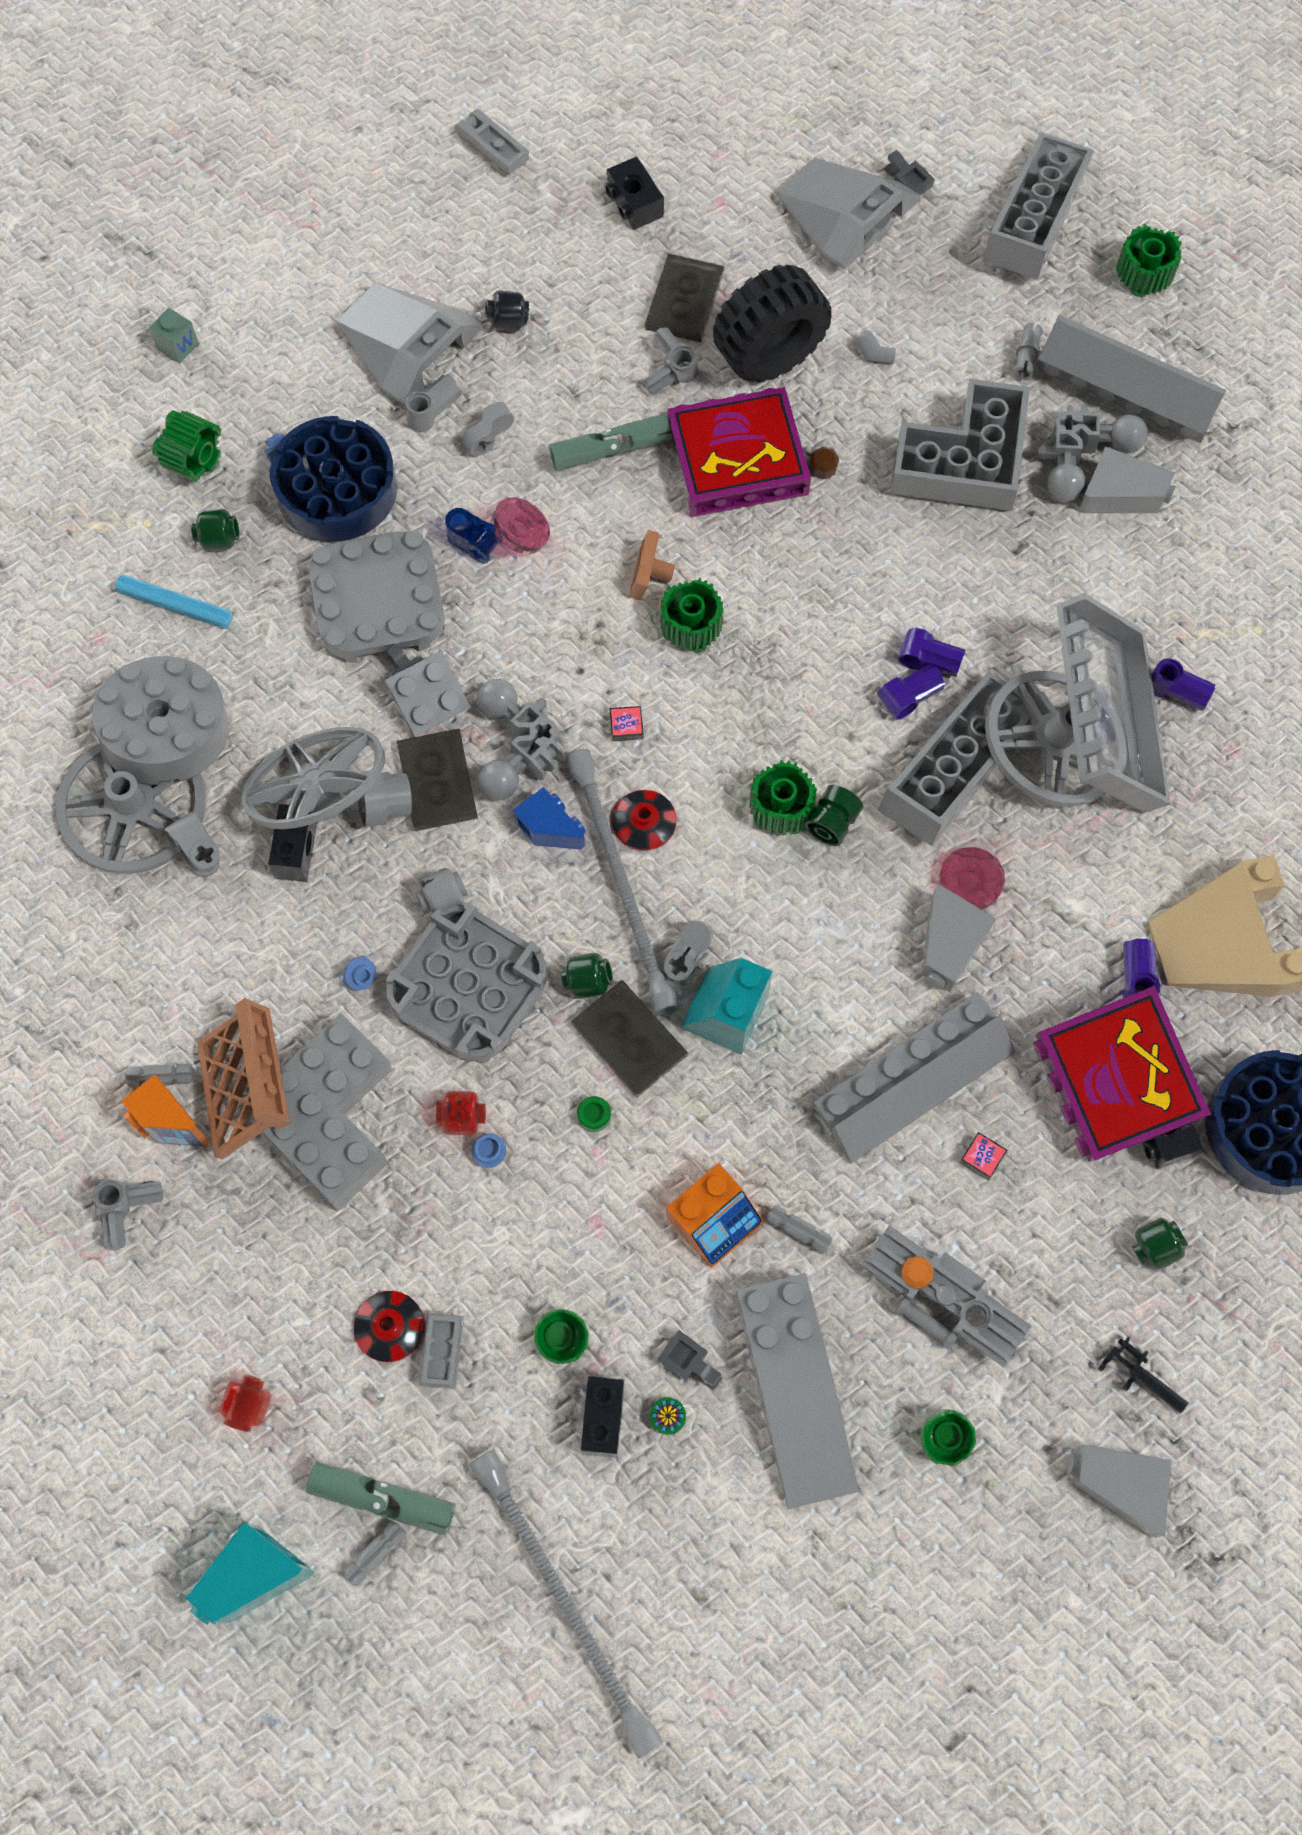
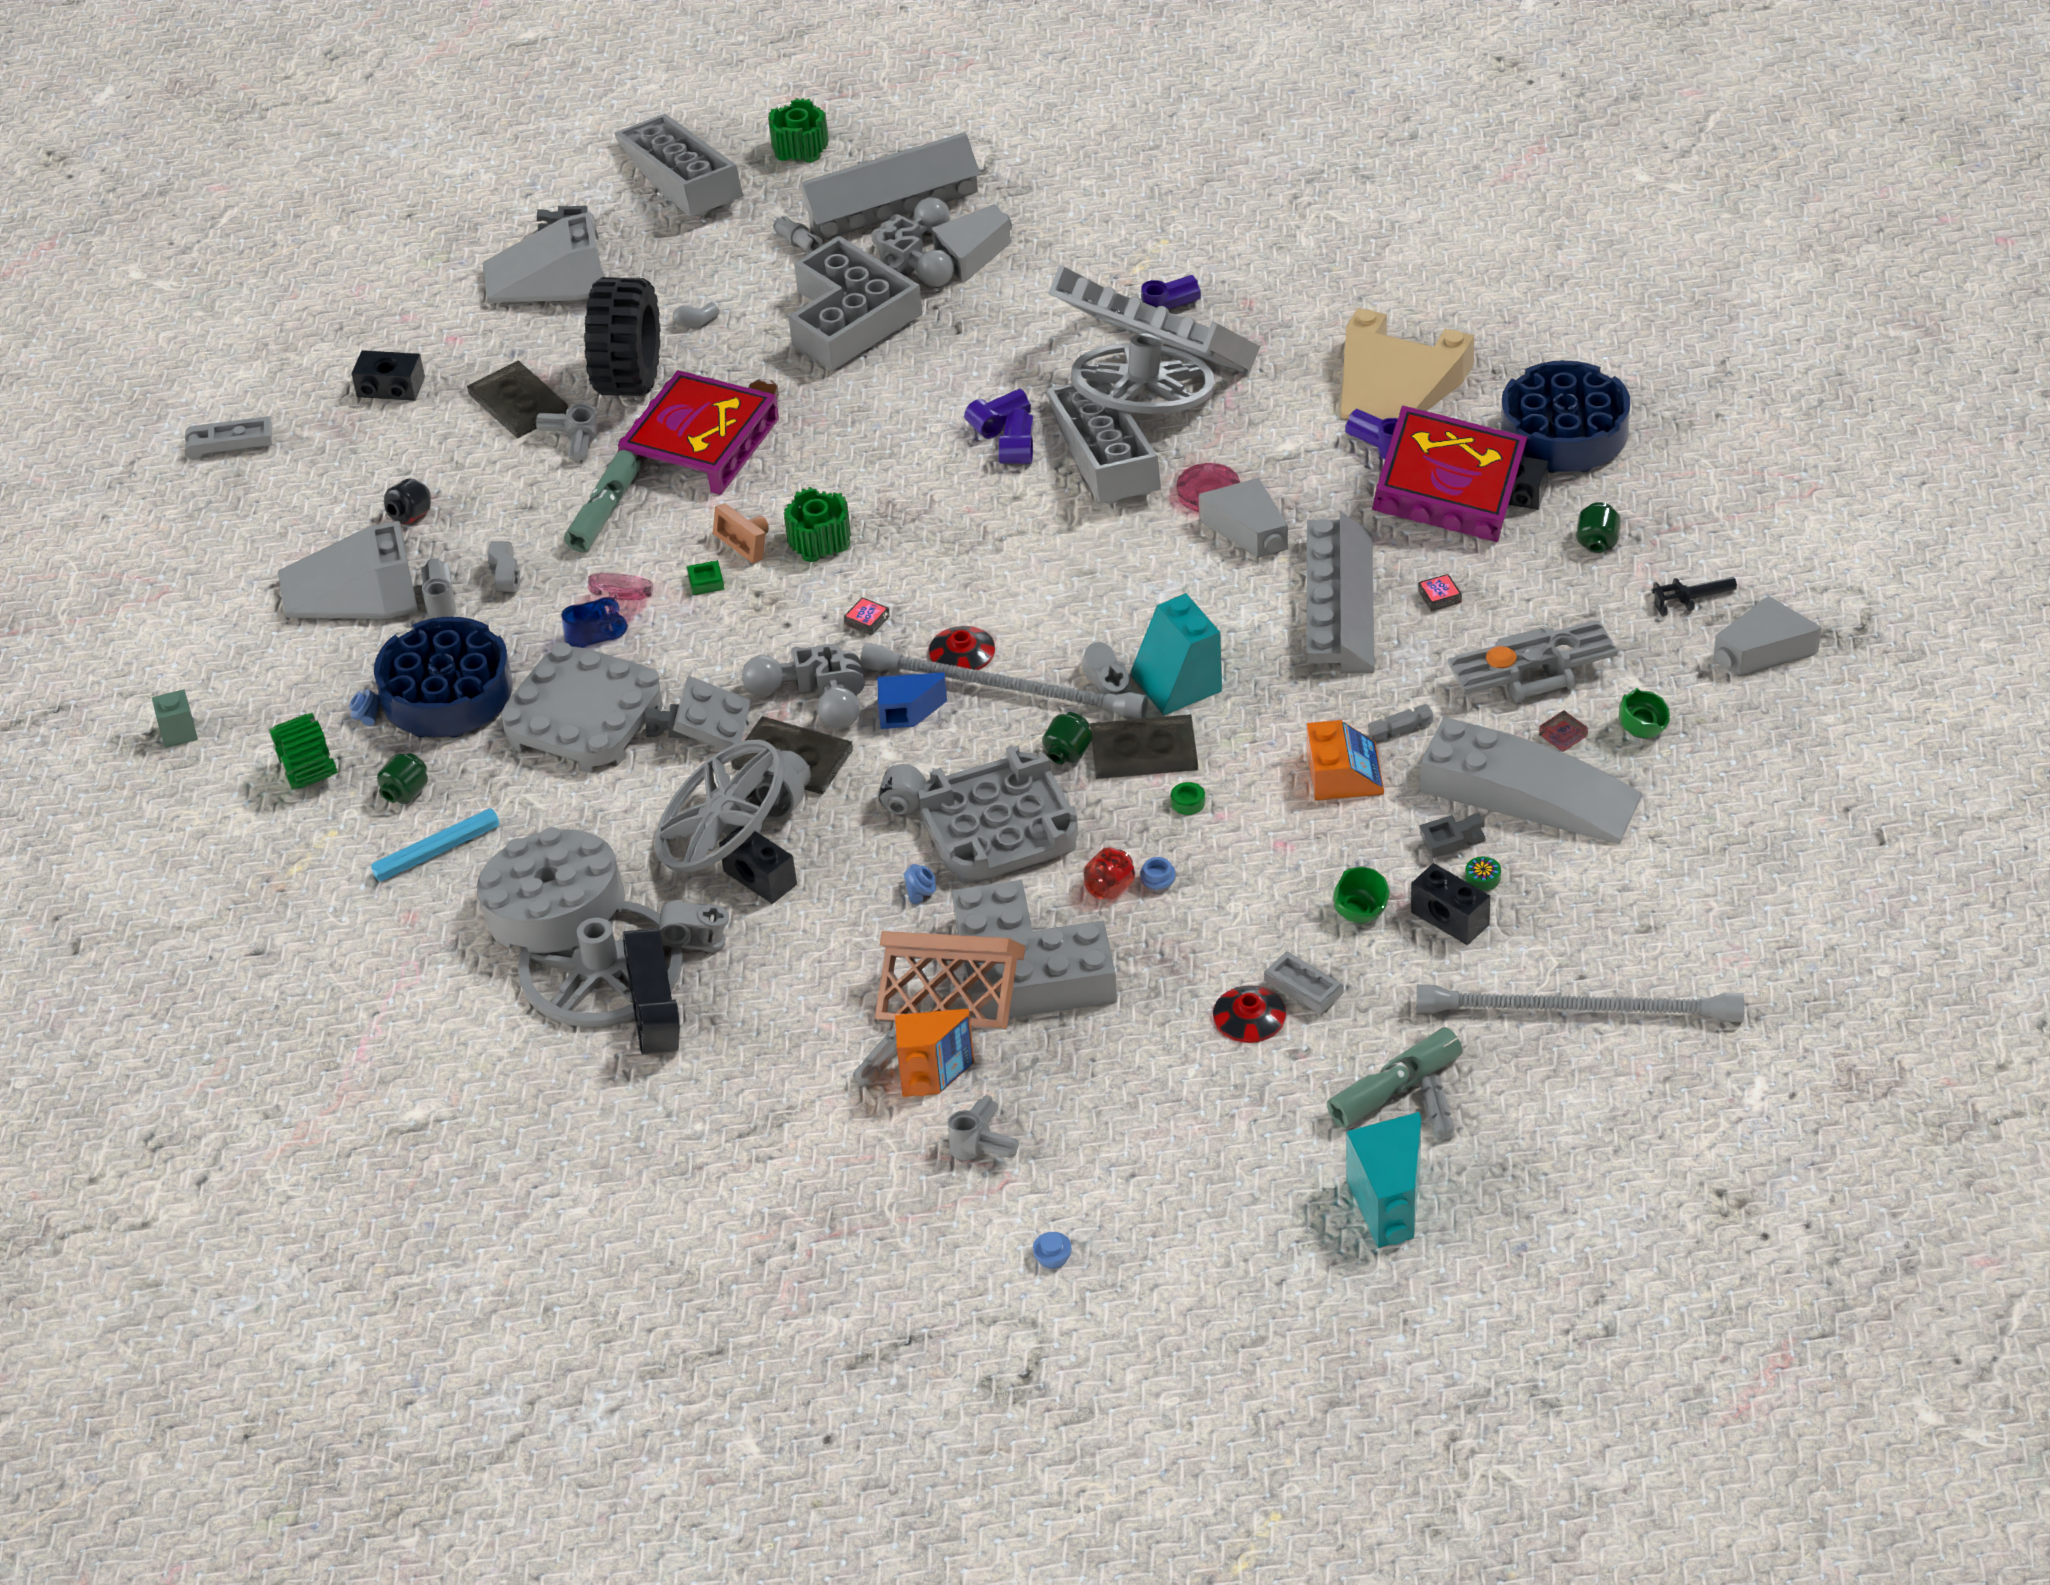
camera: 50 degrees left, 25 degrees down
(40, 1344) = (1052, 1249): none -> medium blue plate
(103, 867) = (650, 991): none -> black beam
(245, 1403) = (1234, 1126): clear red head -> none
(585, 575) = (705, 577): none -> green tile
(782, 814) = (1034, 549): green brick -> none
(834, 814) = (1078, 529): dark green wheel -> none
(888, 1373) = (1563, 731): none -> clear smoke tile

